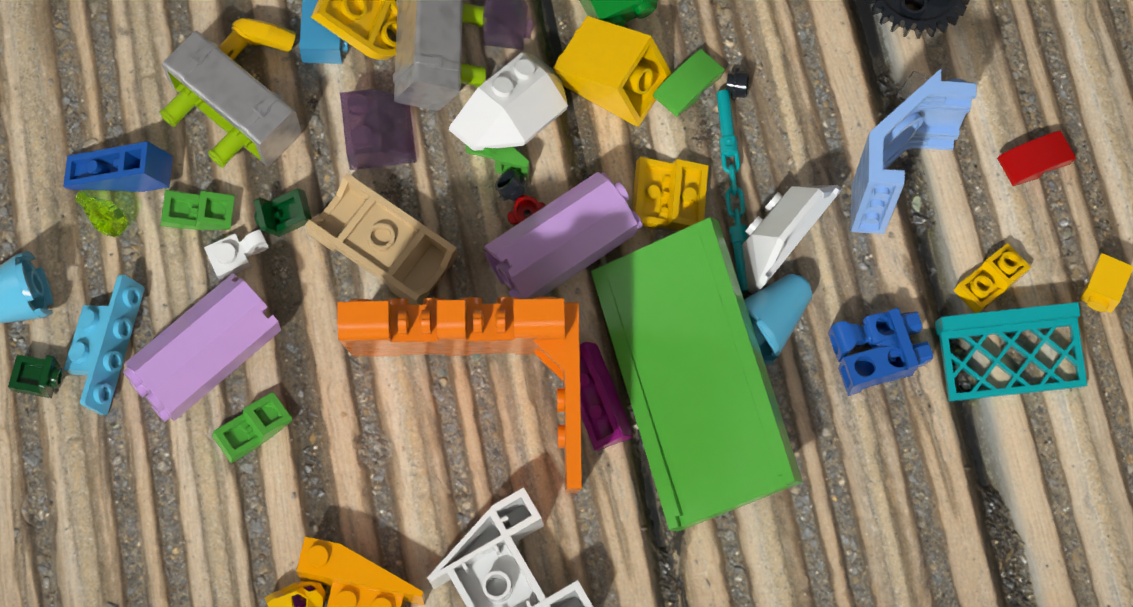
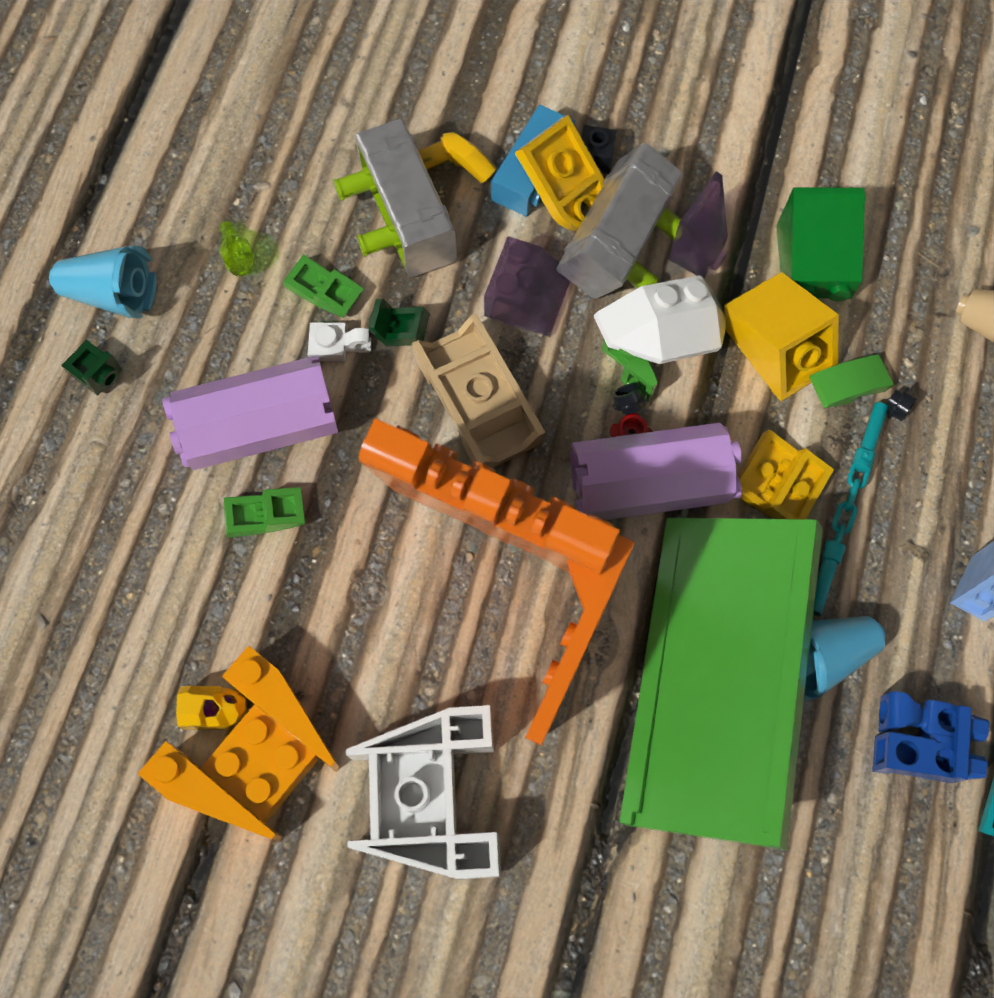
camera: 25 degrees right, 0 degrees up
(102, 343) = (170, 366): medium azure bracket -> none
(120, 168) = (274, 216): blue slope -> none
(599, 401) = (613, 650): magenta slope -> none
(782, 230) = (882, 568): white wedge -> none

